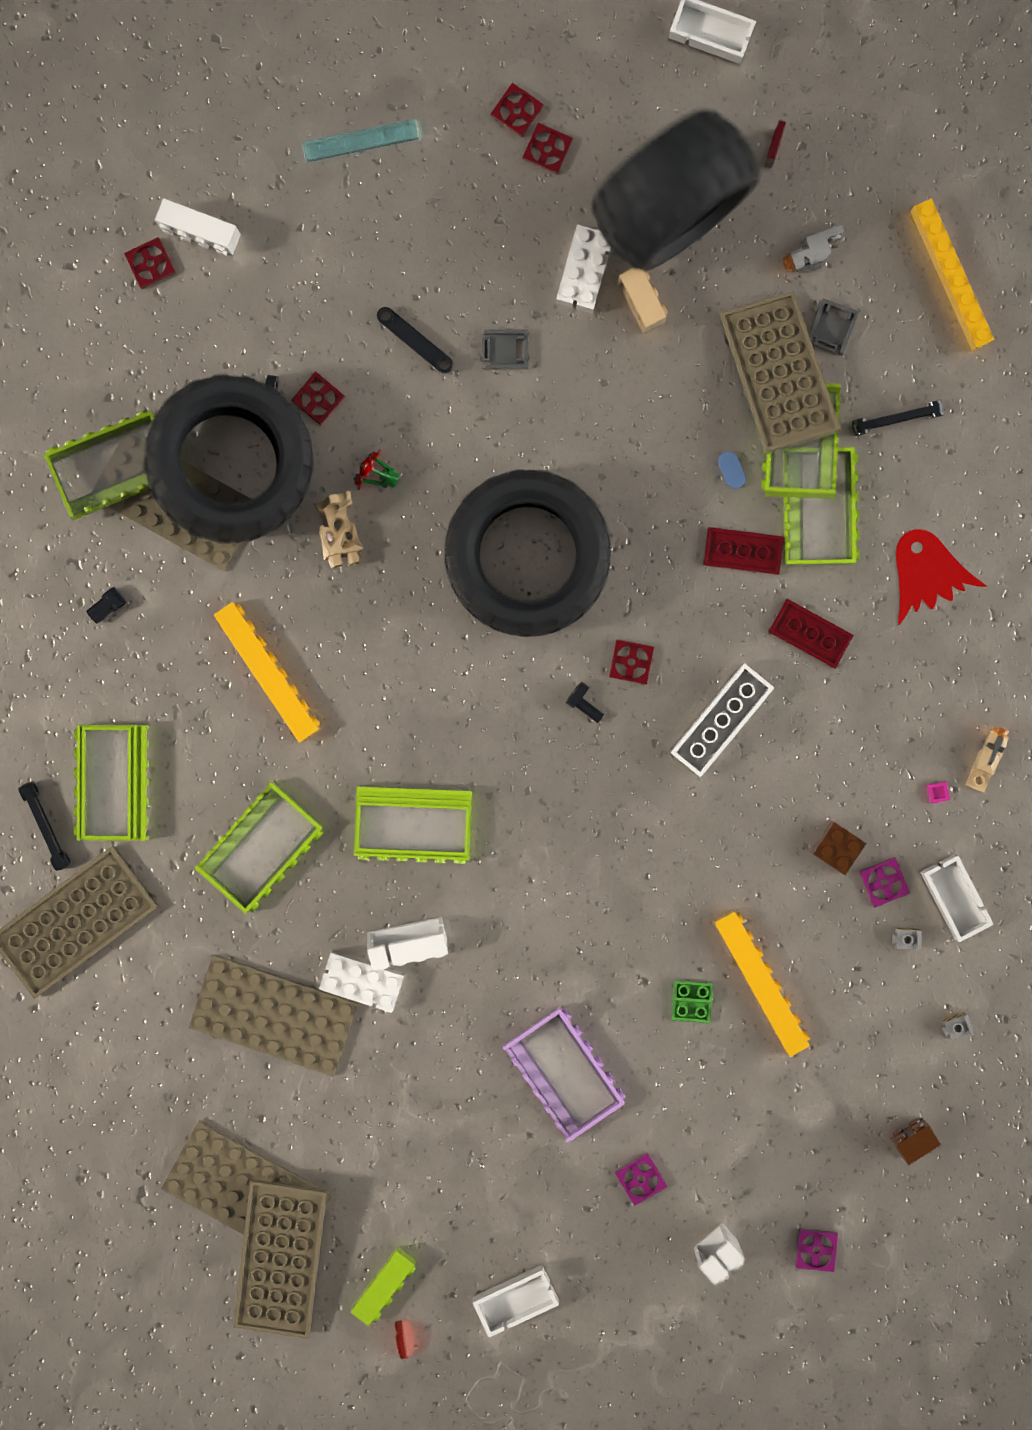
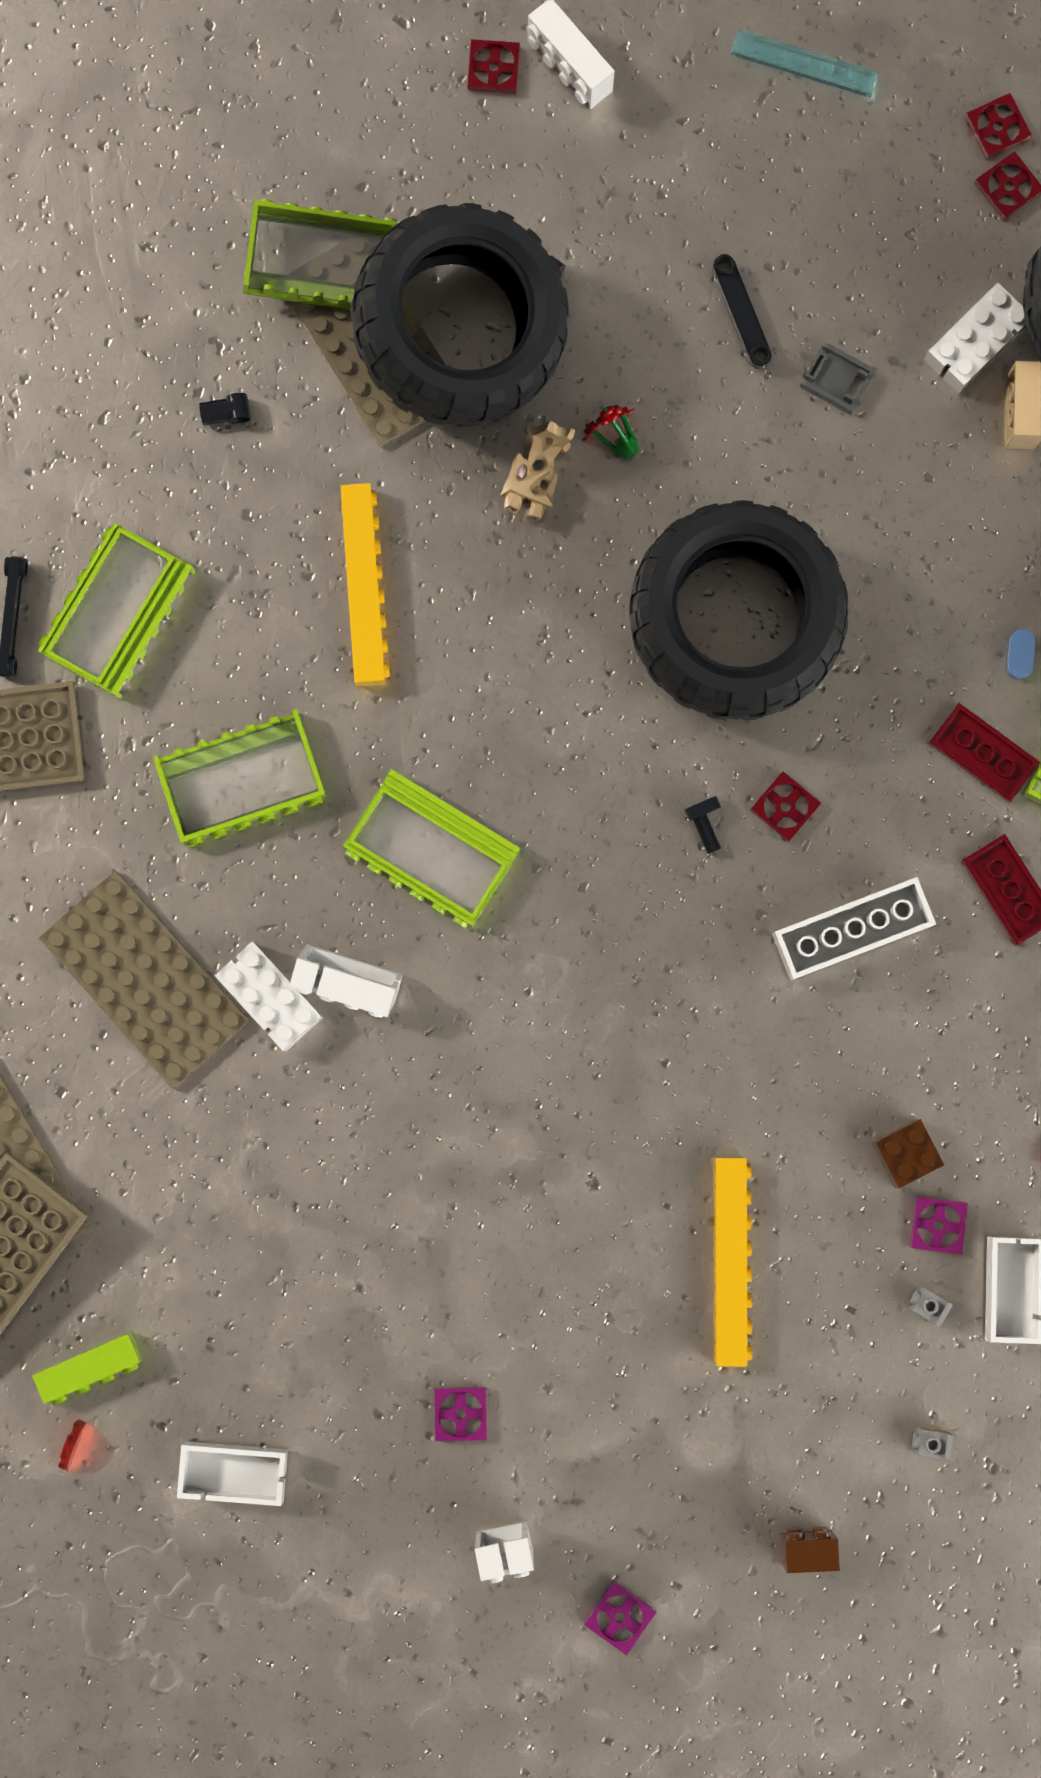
camera: 30 degrees right, 5 degrees down
(297, 399) = (614, 308): dark red piece -> none
(565, 1073) = (442, 1237): clear window -> none
(692, 1002) = (636, 1238): bright green slope -> none

